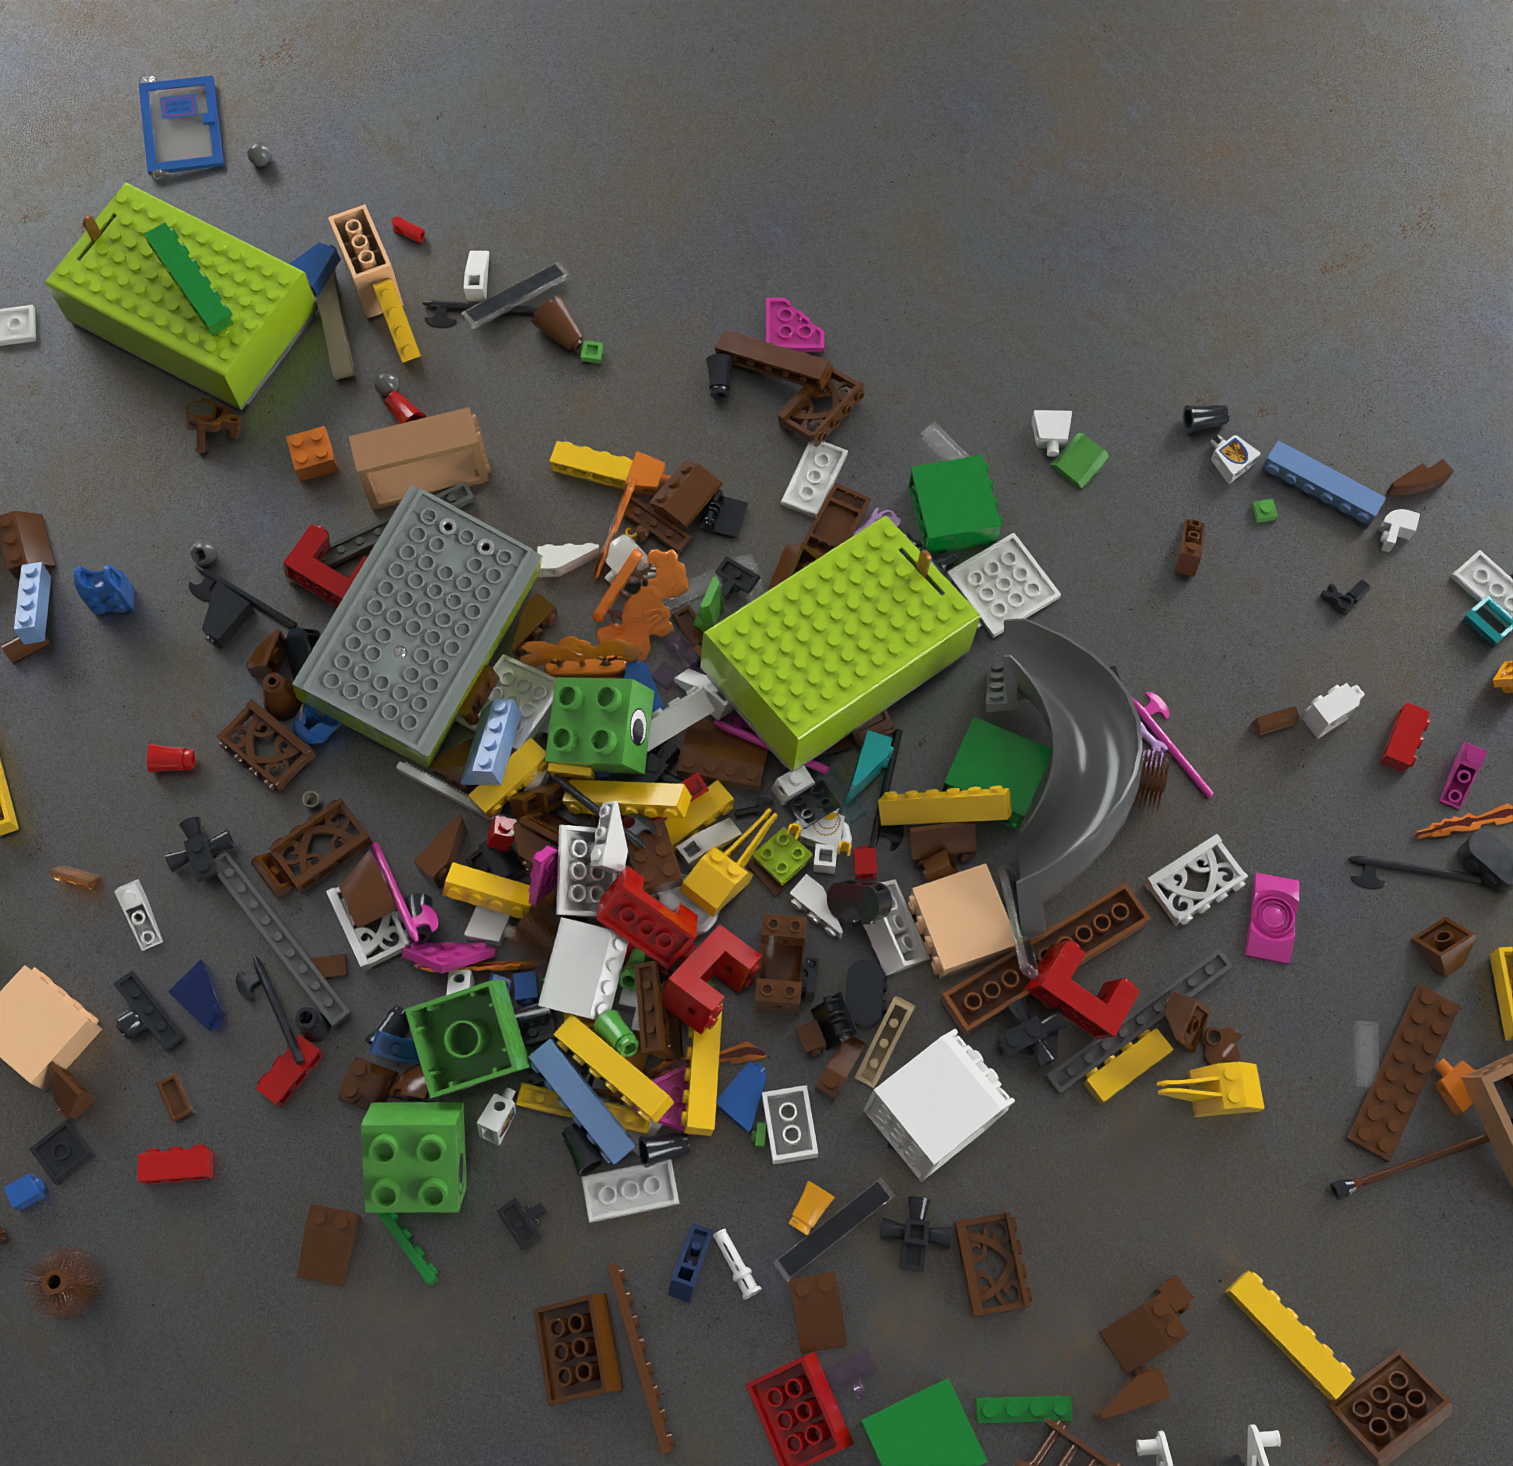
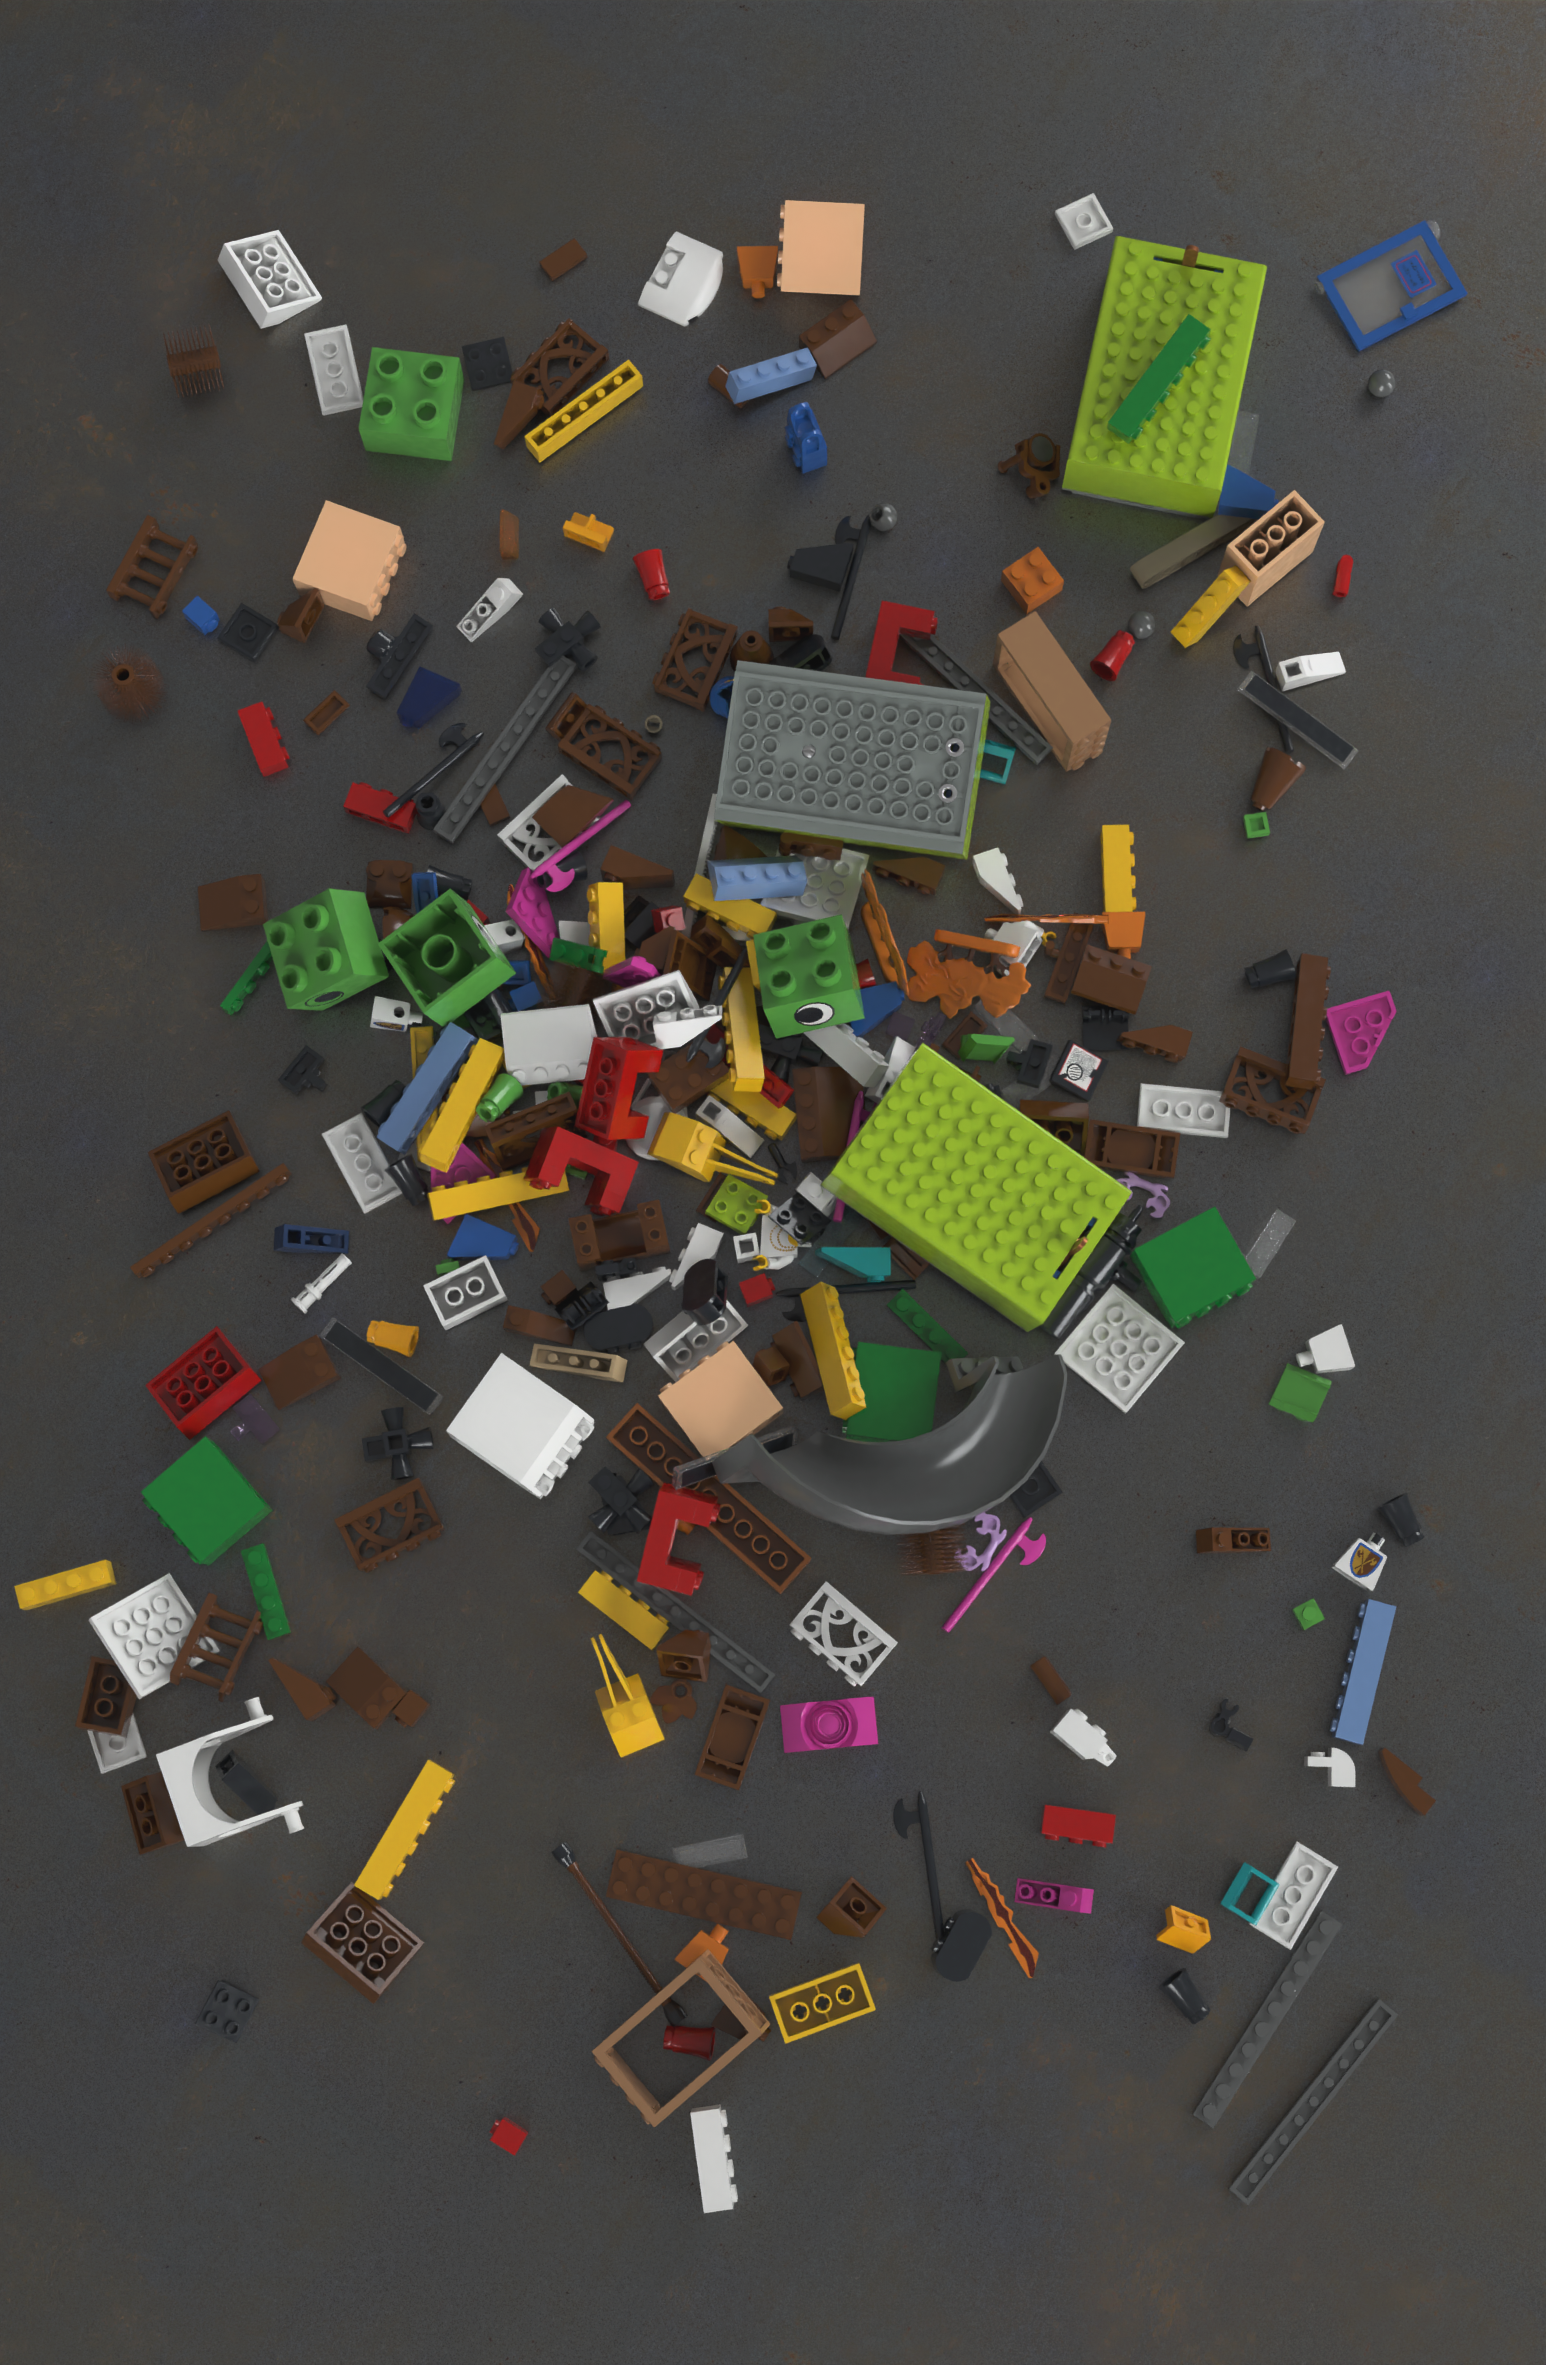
camera: 75 degrees right, 10 degrees up
(104, 805) = (588, 531): none -> light orange panel
(505, 922) = (578, 954): none -> green plate
(753, 468) = (1162, 1040): none -> reddish brown slope
(754, 544) = (1078, 1070): none -> tile
(832, 969) = (635, 1288): none -> white slope
(939, 733) = (925, 1327): none -> green plate
(1267, 1003) = (732, 1737): none -> reddish brown slope

